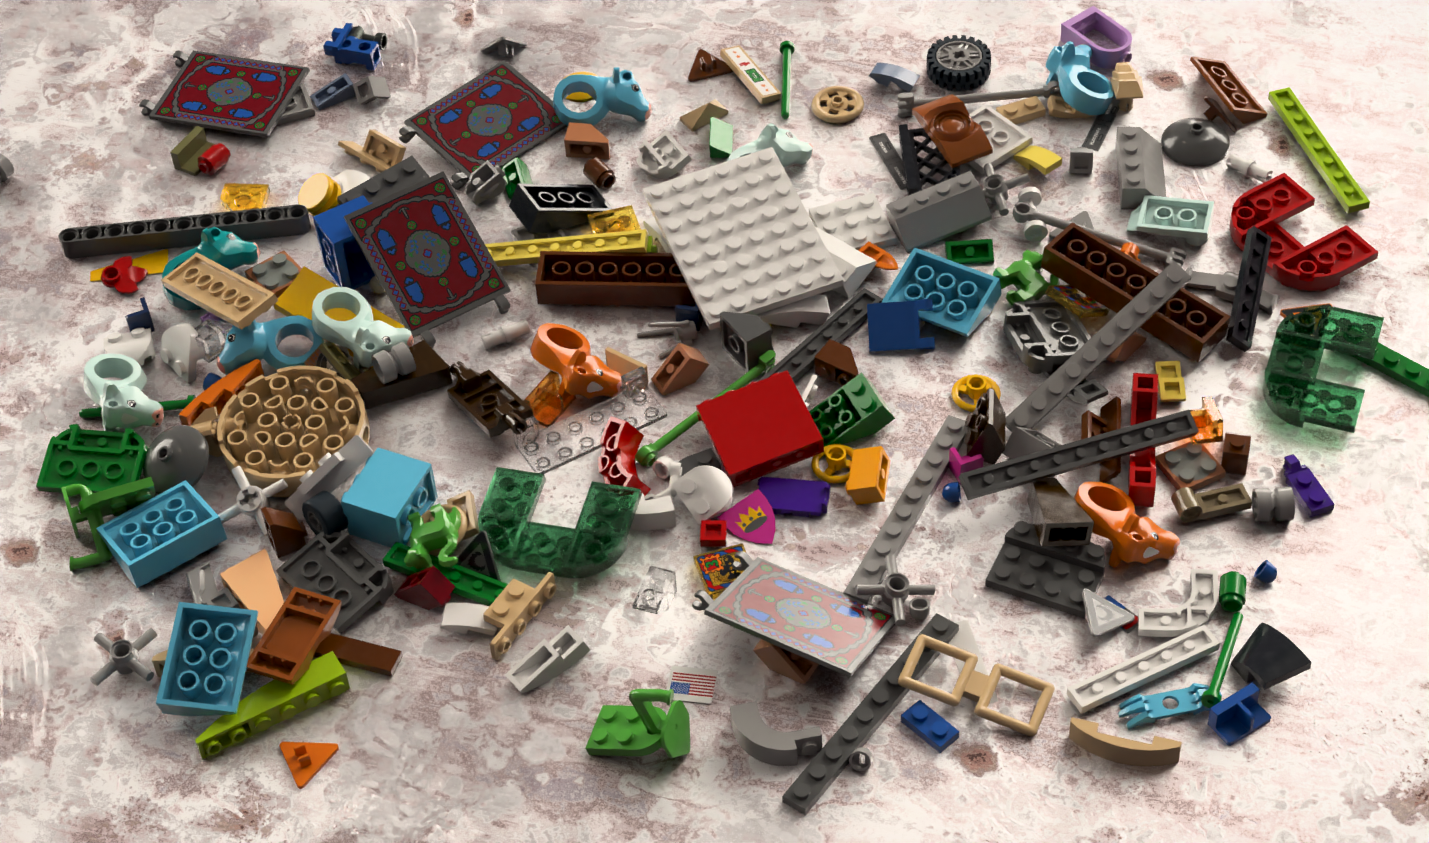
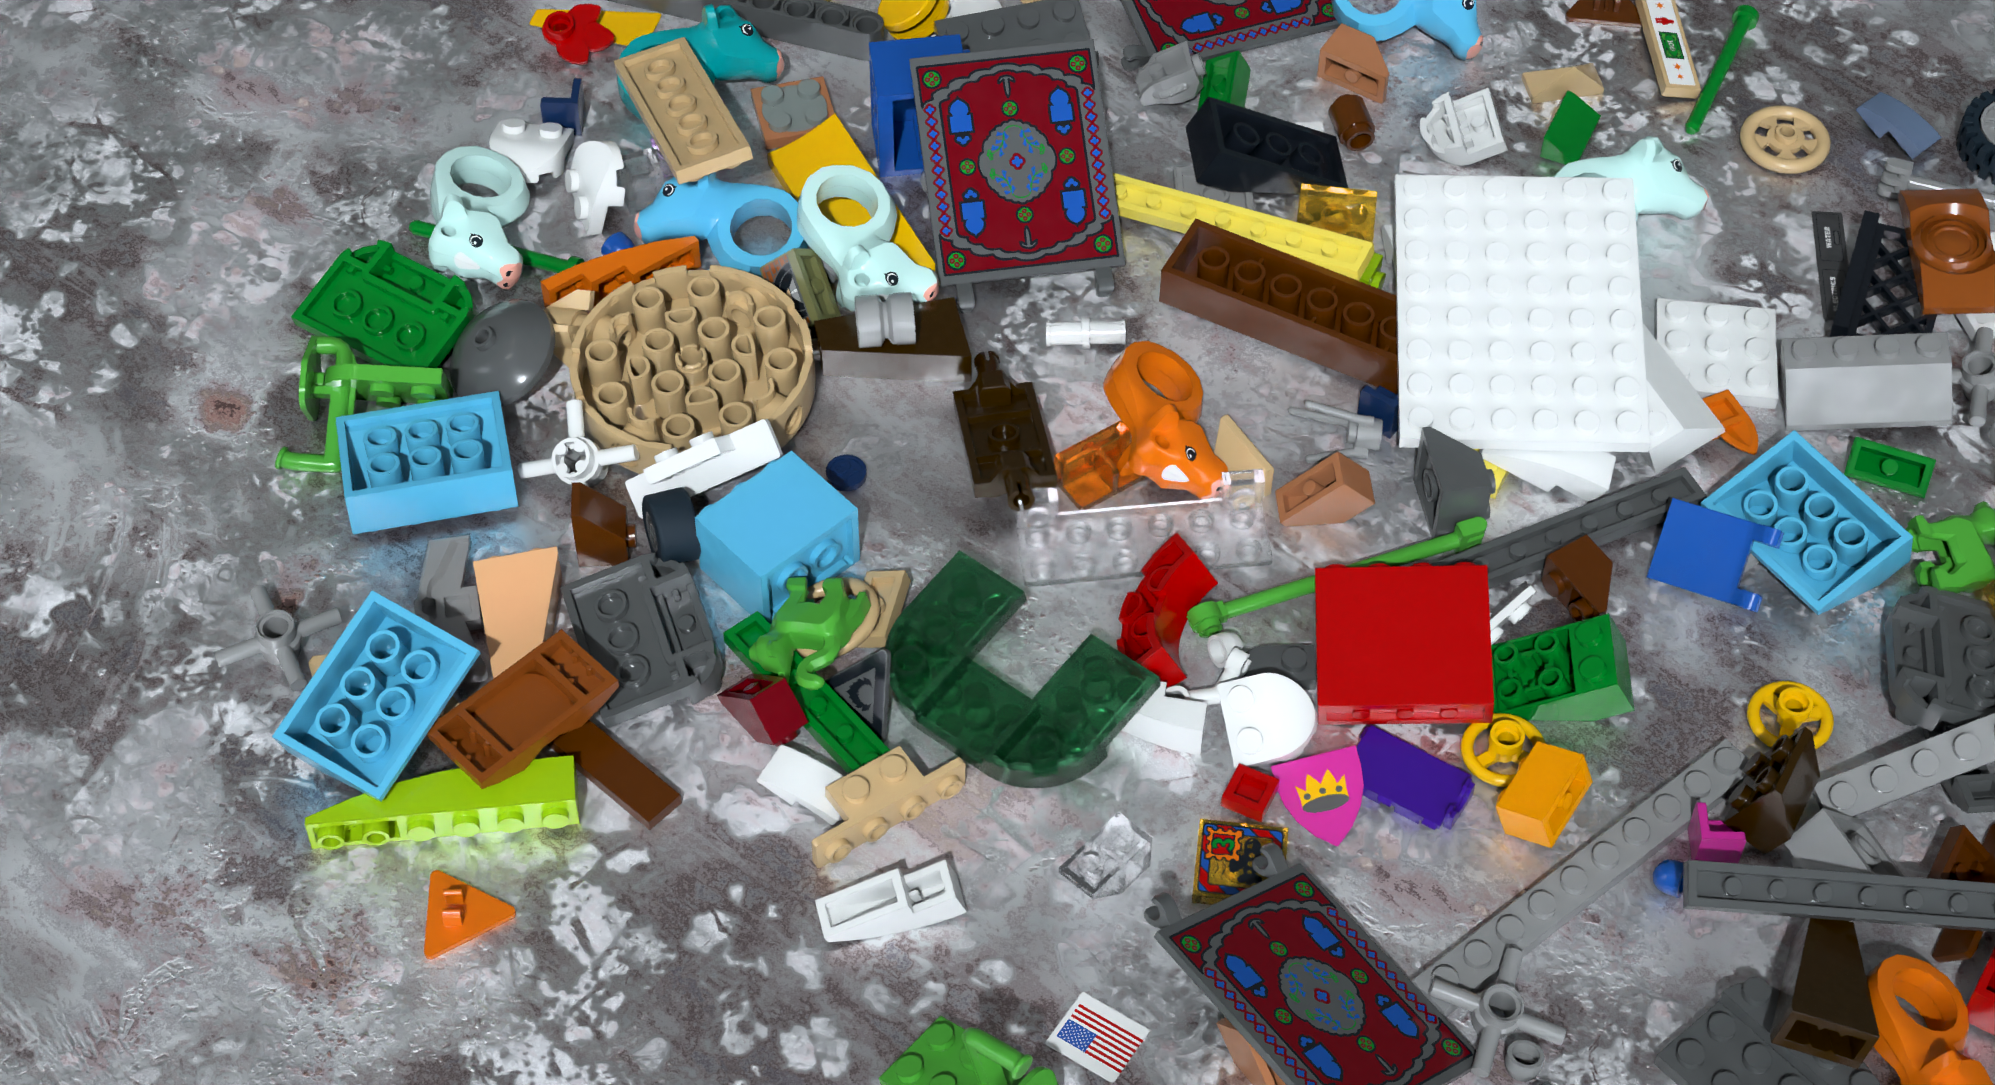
camera: 20 degrees right, 5 degrees up
(408, 450) = (846, 473): none -> dark blue piece

